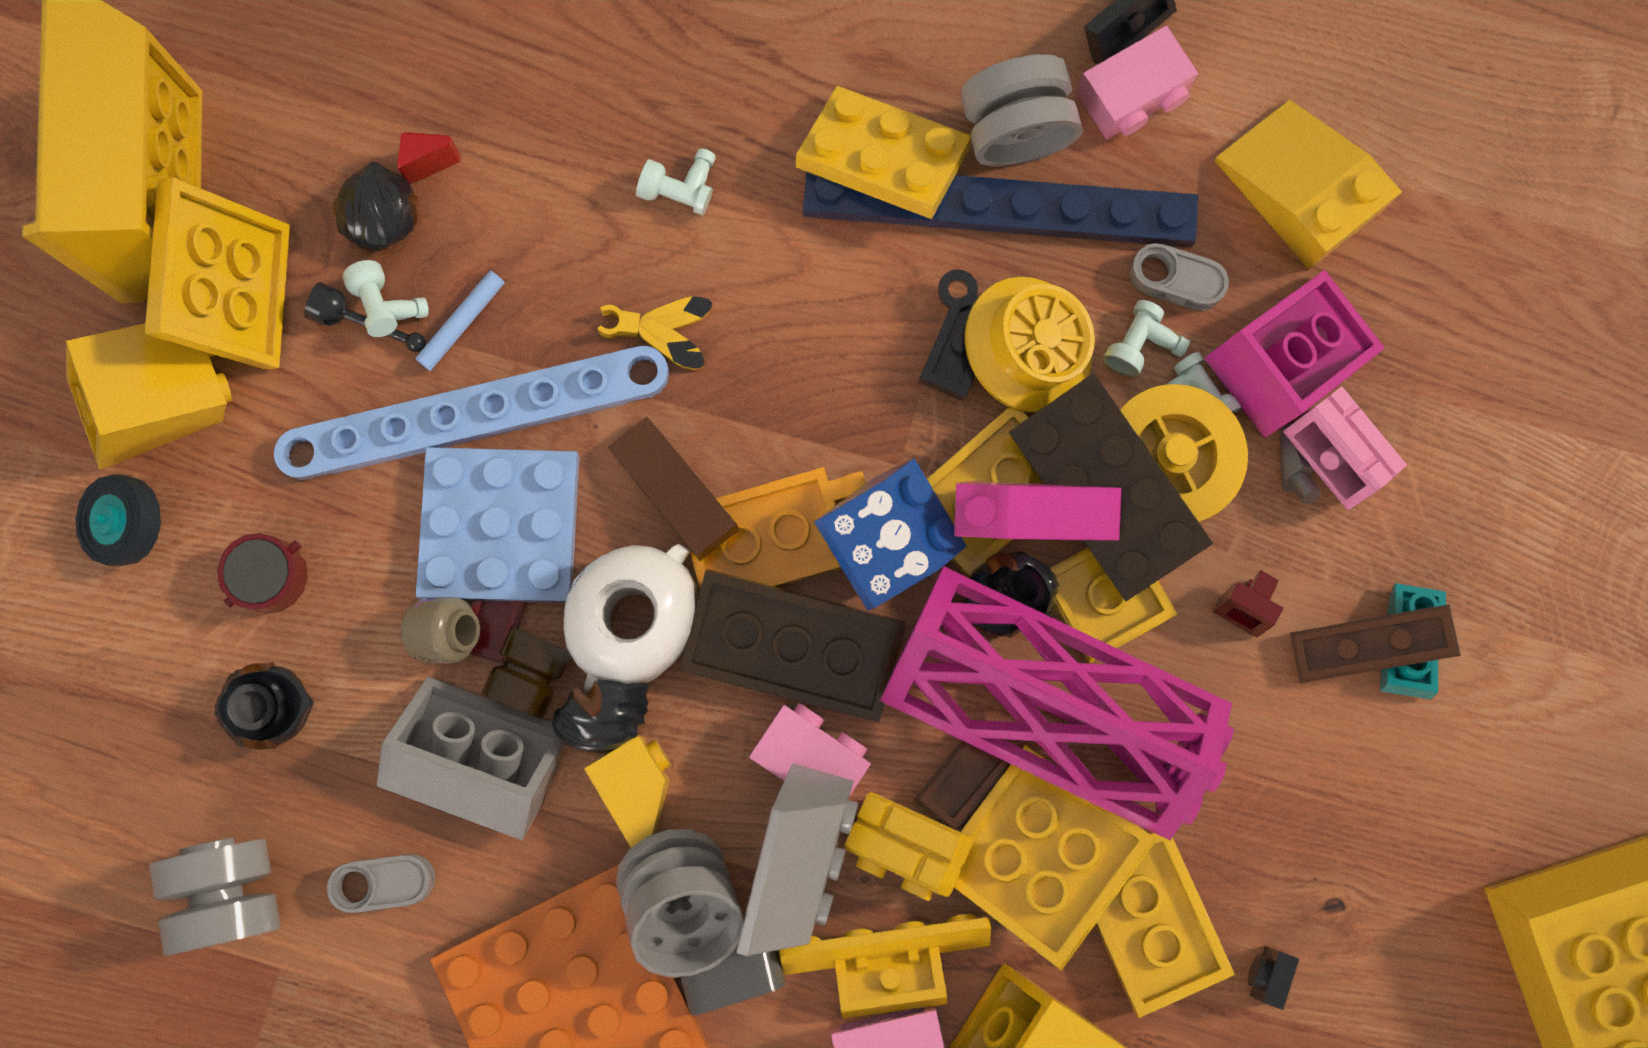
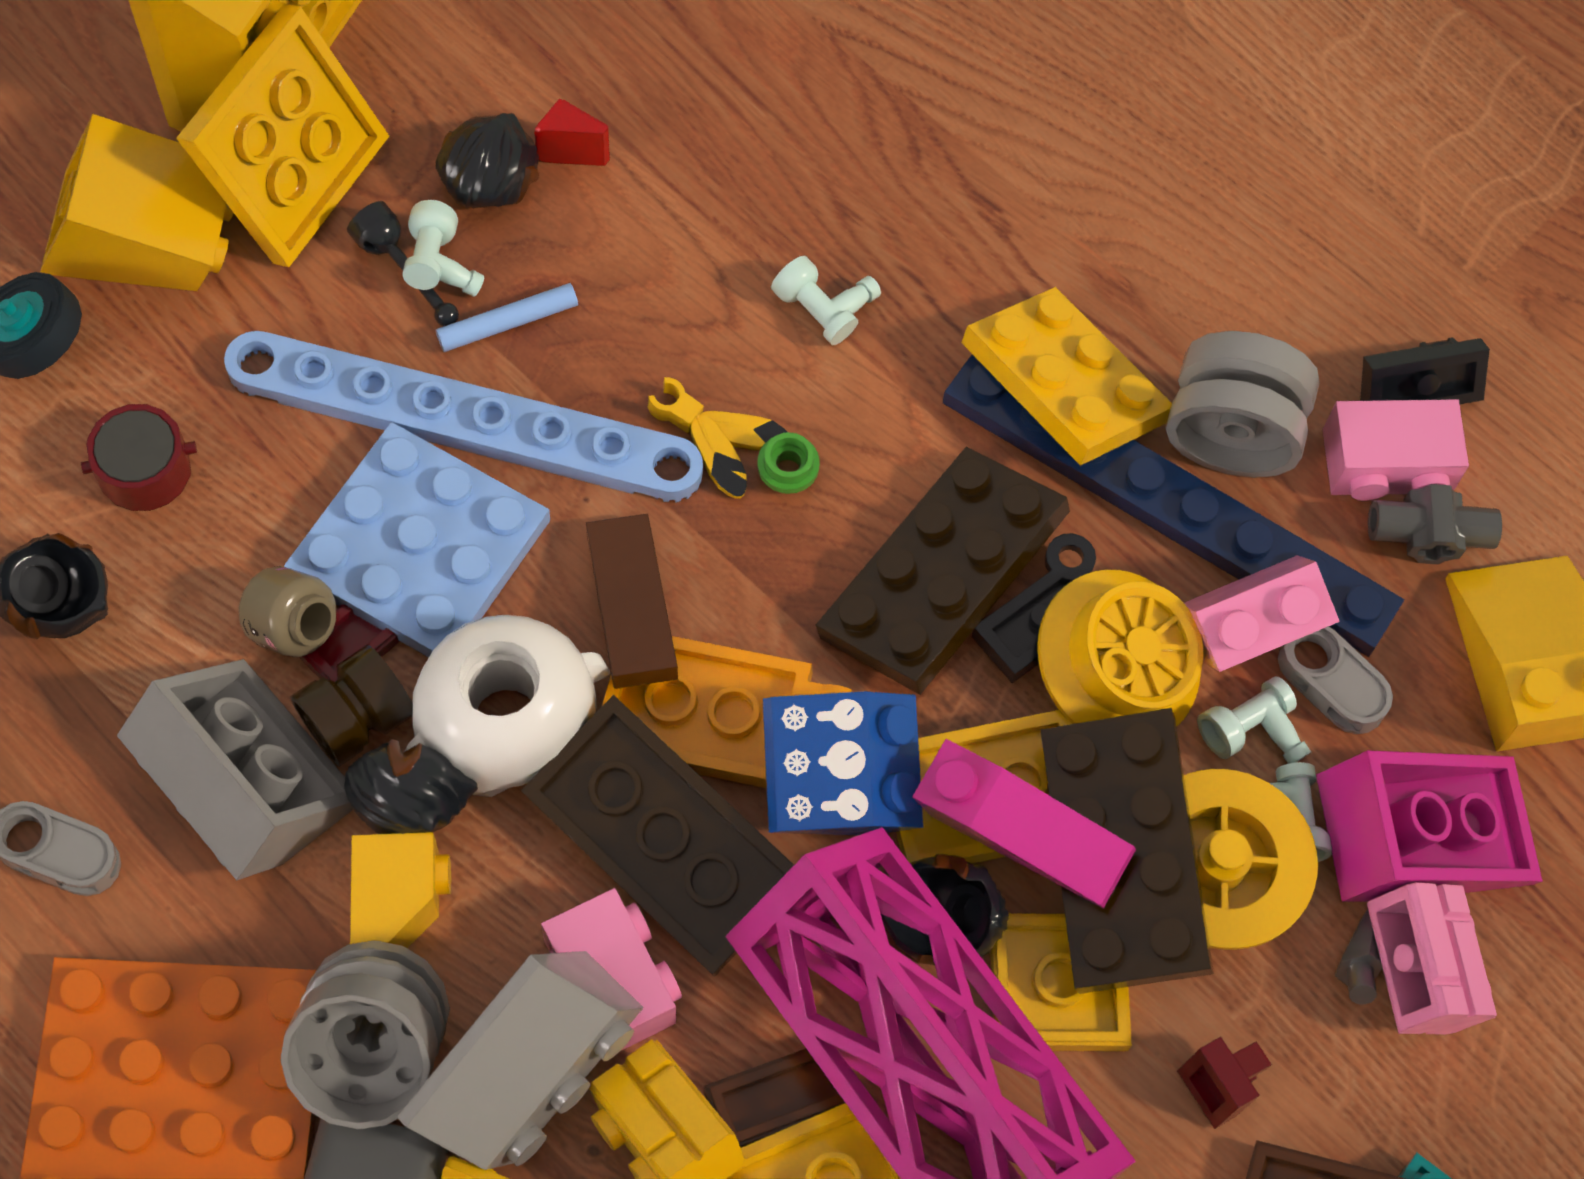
camera: 25 degrees right, 15 degrees down
(723, 309) = (788, 447): none -> bright green plate
(875, 345) = (943, 569): none -> dark brown plate
(1112, 262) = (1262, 612): none -> bright pink brick
(1191, 126) = (1434, 524): none -> dark grey axle

